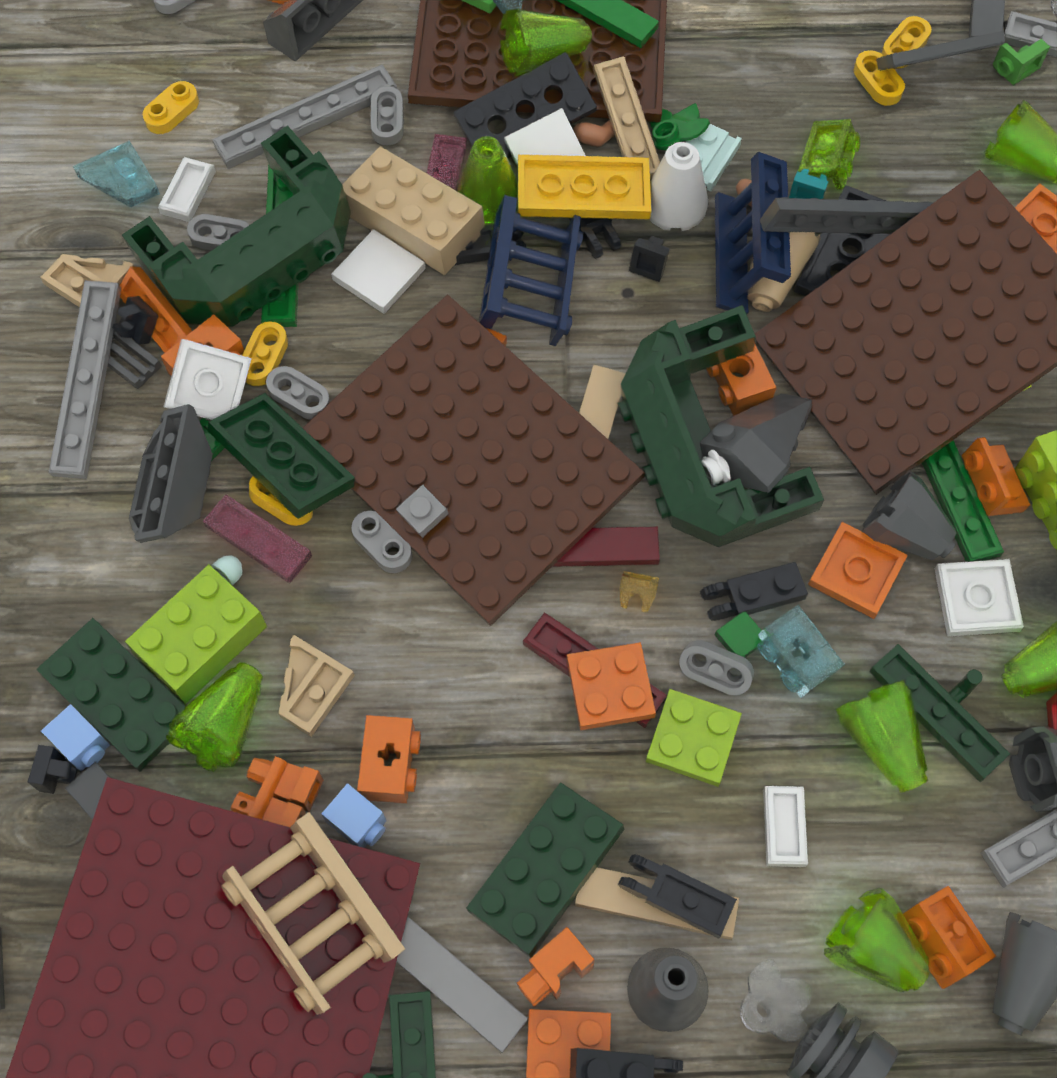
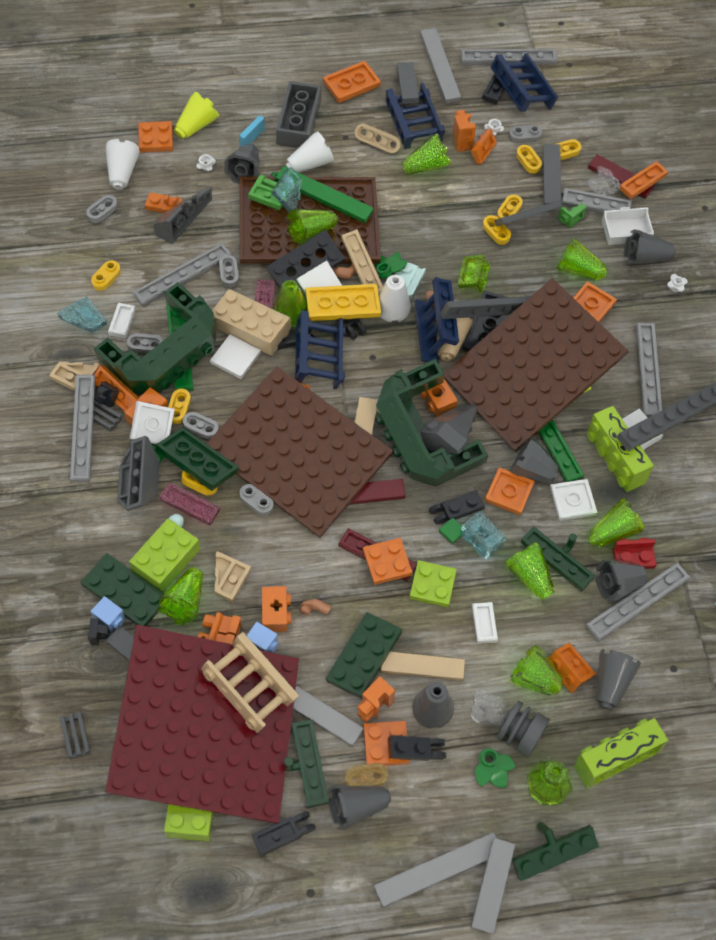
camera: 10 degrees left, 5 degrees down
(422, 511) = (277, 481): light grey plate -> none
(463, 757) = (314, 604): none -> nougat arm
(639, 584) = (396, 508): clear yellow tile -> none
(649, 258) = (382, 337): black tile -> none
(681, 896) = (434, 659): black hinge -> none
(716, 469) = (430, 444): white plate -> none
(716, 670) = (441, 548): light grey plate -> none
(808, 186) = (464, 293): teal tile -> none
(994, 478) = (576, 438): orange bracket -> none

